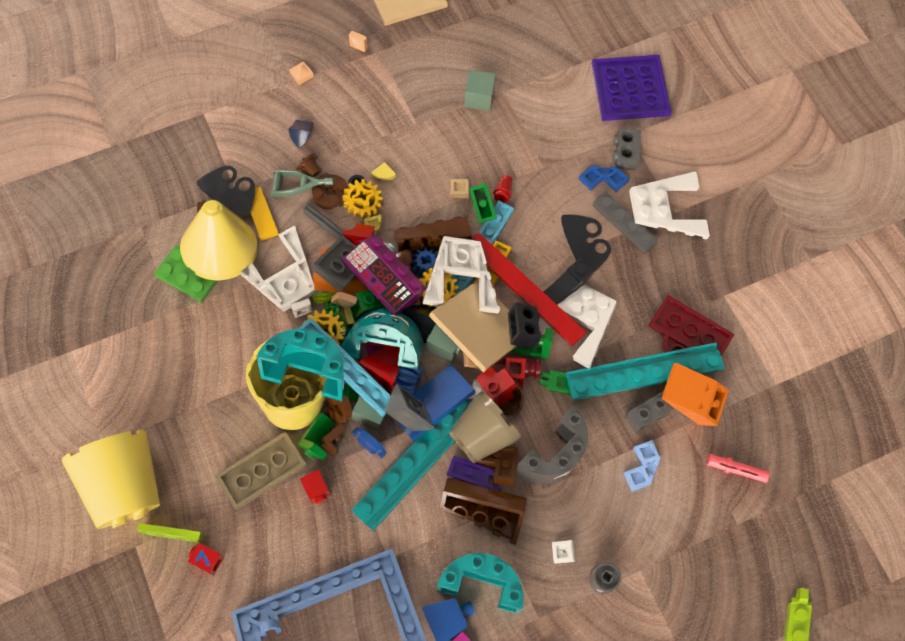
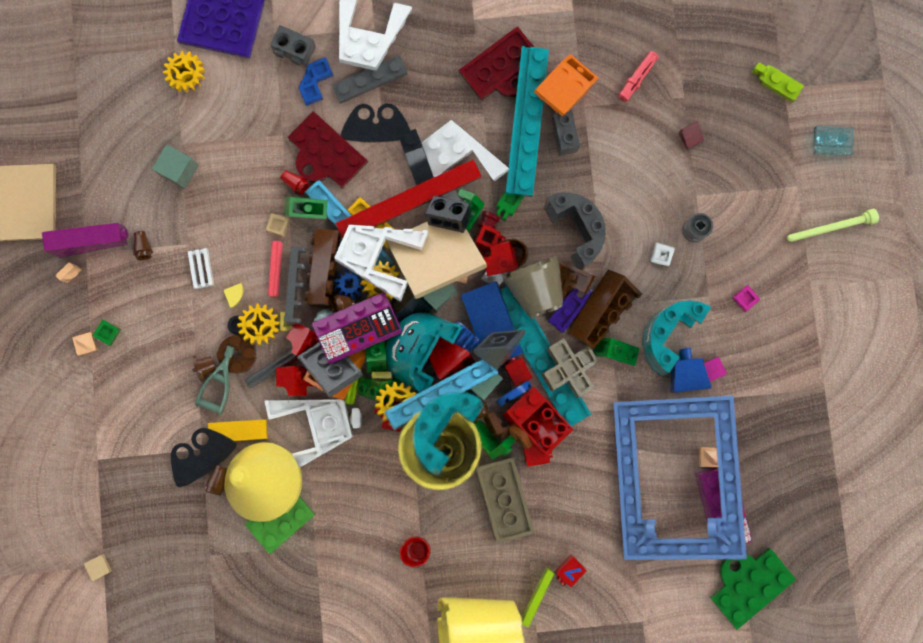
camera: 70 degrees left, 15 degrees up
(108, 141) = (97, 567): none -> tan tile
(186, 399) = (415, 552): none -> red hair
(300, 132) = (158, 364): dark blue tile -> none
(316, 85) = (106, 332): none -> green plate
(319, 238) = (292, 380): none -> red brick
(327, 461) = (520, 436): none -> dark orange tile
(344, 300) = (369, 375): light nougat tile -> none
(348, 475) = (539, 420): none -> red slope
(390, 42) = (84, 239): none -> magenta slope
(394, 441) = (517, 371): none -> red brick
(395, 137) = (191, 254): none -> white tile
(400, 88) = (142, 248): none -> reddish brown cone
(407, 214) = (293, 284): none -> dark grey hinge
(412, 491) = (570, 368): none -> dark tan plate
(418, 198) = (275, 269): none -> coral axle
(446, 536) = (617, 351): none -> green bracket
(541, 207) = (325, 152): none -> dark red plate
(567, 72) = (179, 66): none -> yellow gear
(644, 474) = (606, 150): light blue tile -> none
(701, 543) = (691, 135): none -> dark red slope

